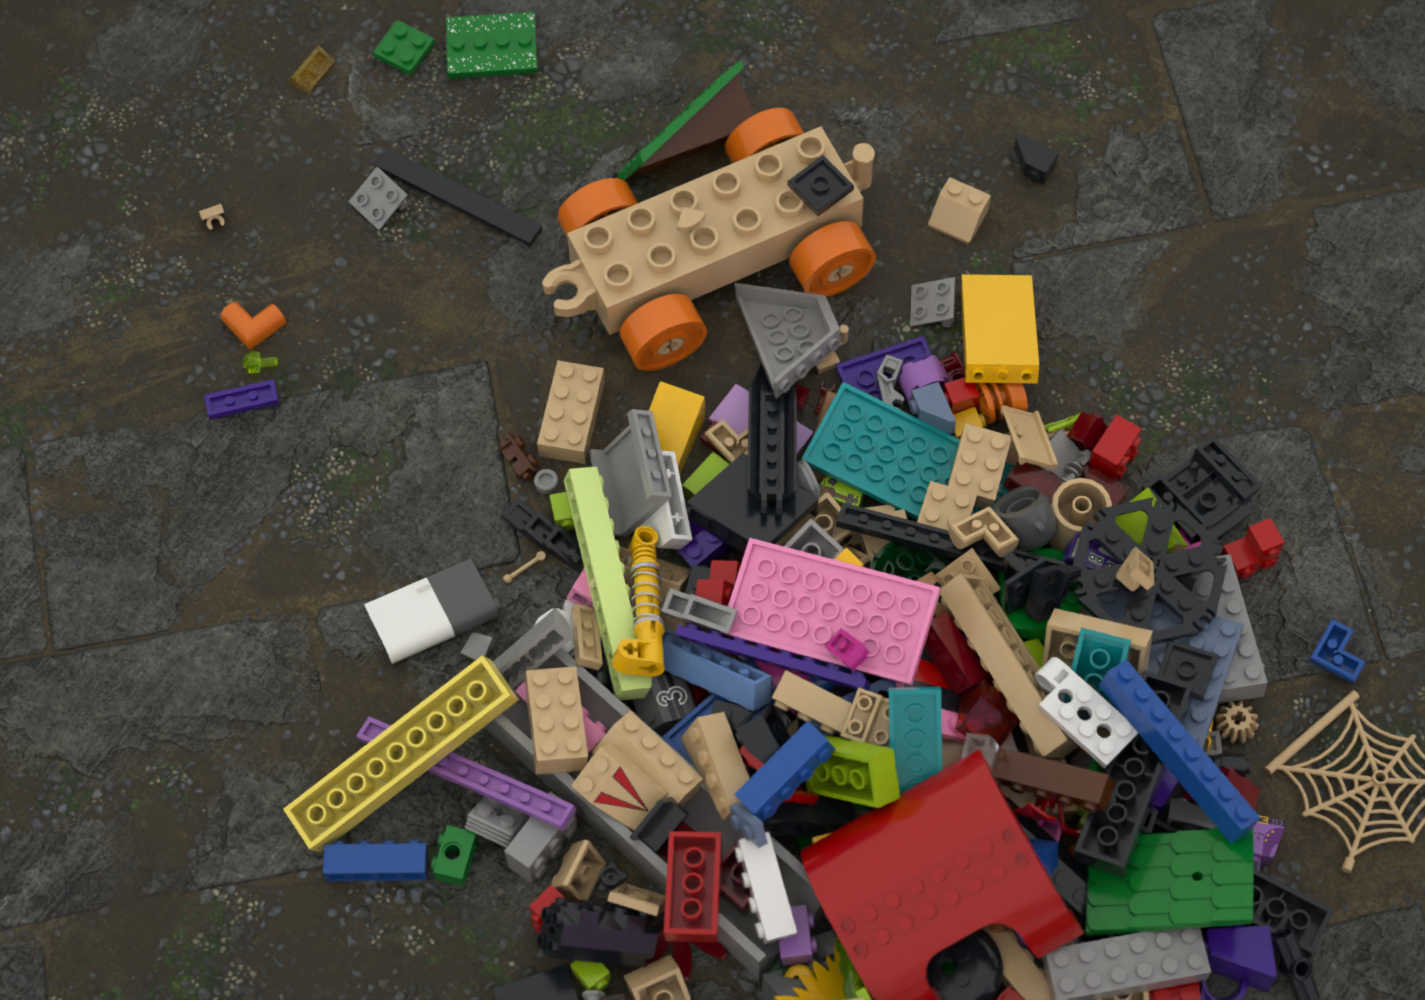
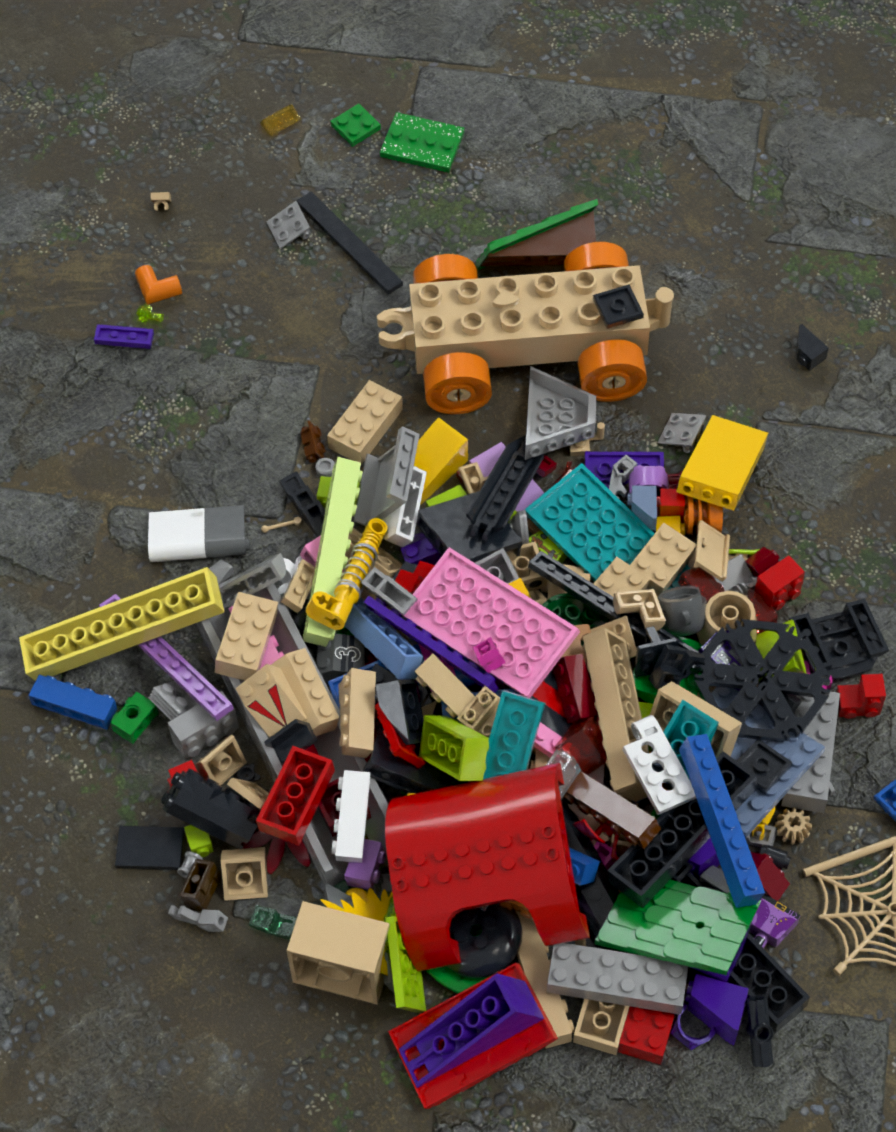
camera: 20 degrees right, 5 degrees down
(747, 824) = (354, 760): sand blue plate -> none
(785, 771) = (399, 729): blue brick -> none
(959, 210) = (732, 368): tan slope -> none
(1136, 571) = (749, 673): tan slope -> none

